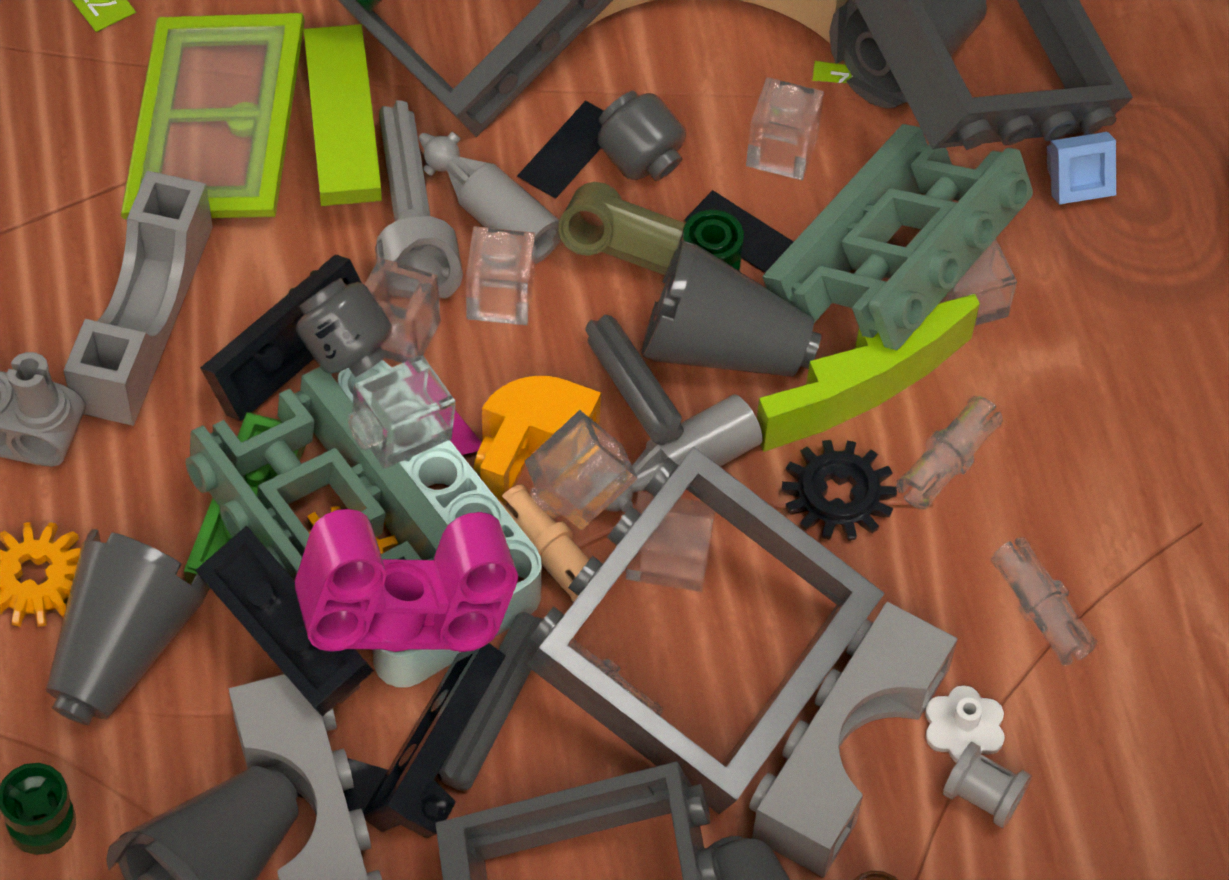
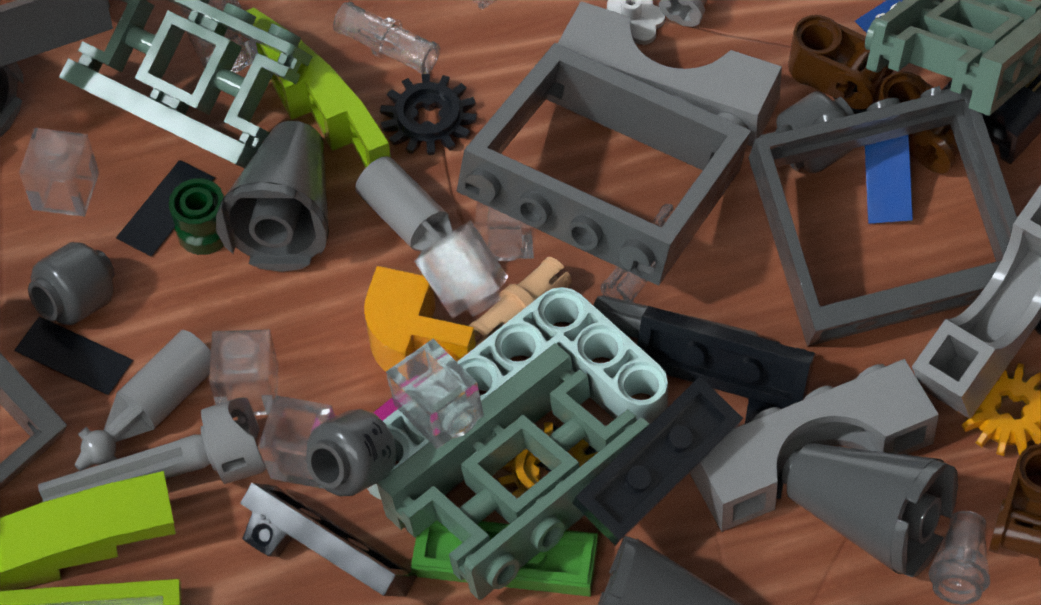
camera: 90 degrees left, 0 degrees up
(395, 604) = (635, 338): dark pink beam -> none
(626, 231) = (181, 292): olive piece -> none
(634, 380) = (349, 253): dark grey axle -> none

